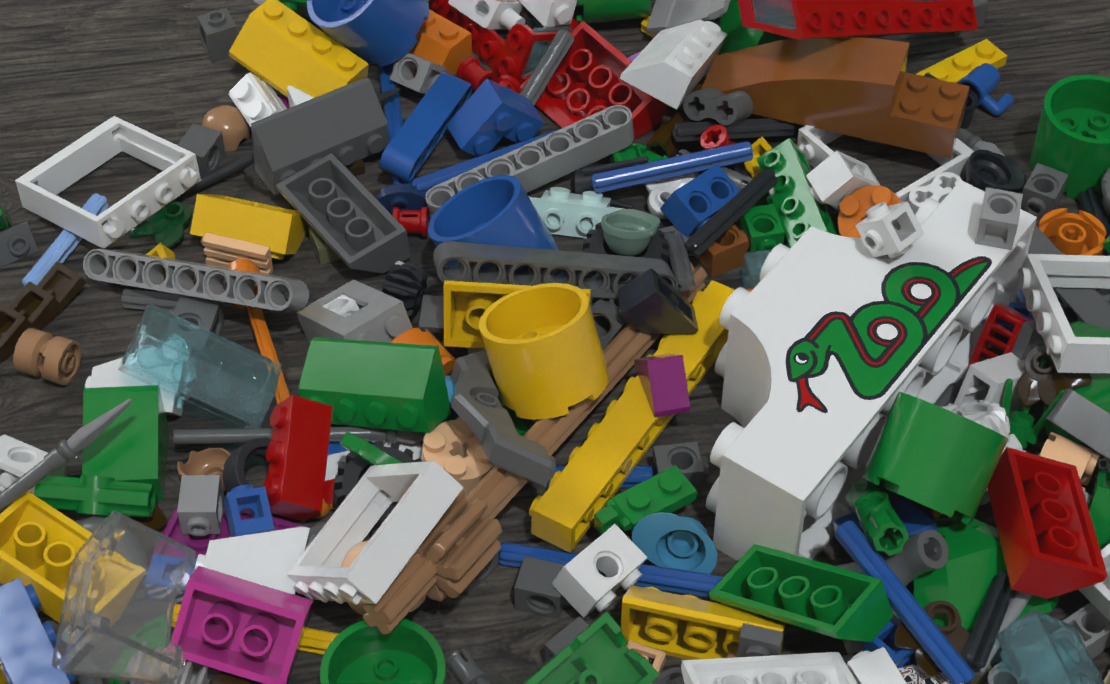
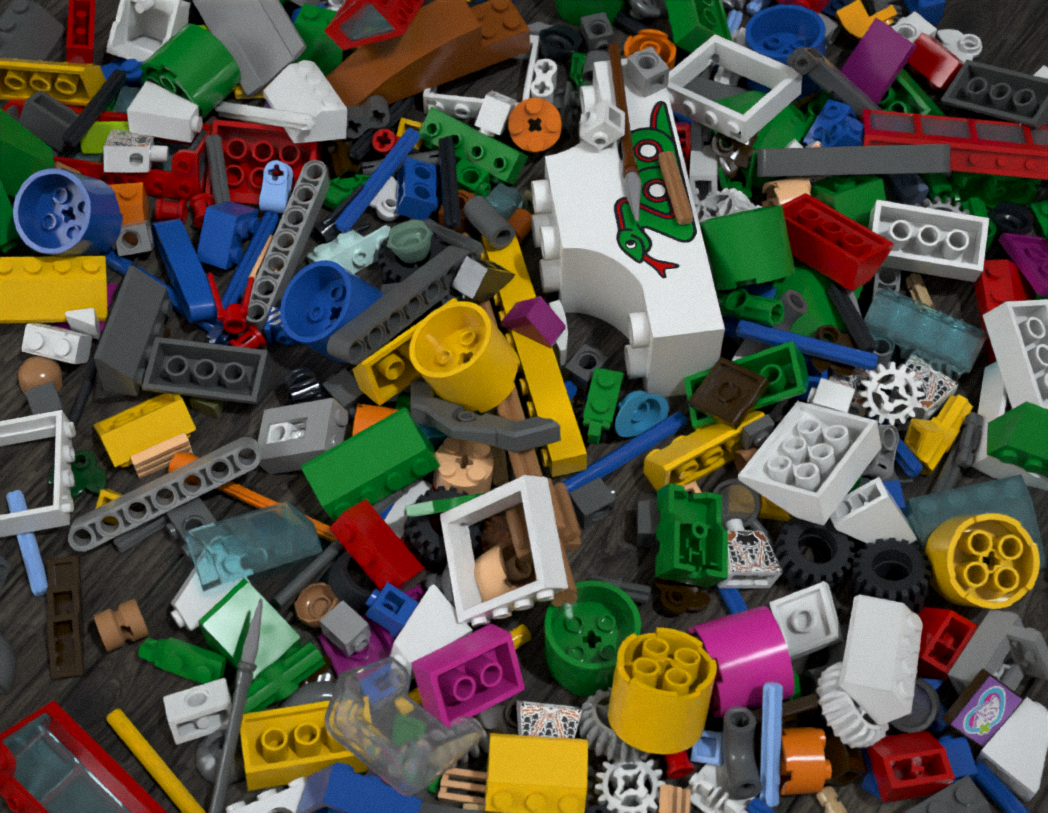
camera: 45 degrees left, 10 degrees up
(55, 416) = (184, 659): none -> green hinge
(414, 185) = (235, 314): none -> red plant
(577, 108) = (275, 190): none -> light blue piece
(615, 557) = (623, 465): white brick -> none
(628, 45) = (265, 116): none -> white axle
(688, 425) = (560, 345): none -> white slope
(726, 268) = (489, 222): none -> dark grey brick
(768, 583) = (729, 393): none -> dark brown tile
(882, 286) = (630, 172): none -> reddish brown piece
(904, 340) = (675, 188): none -> medium nougat axle

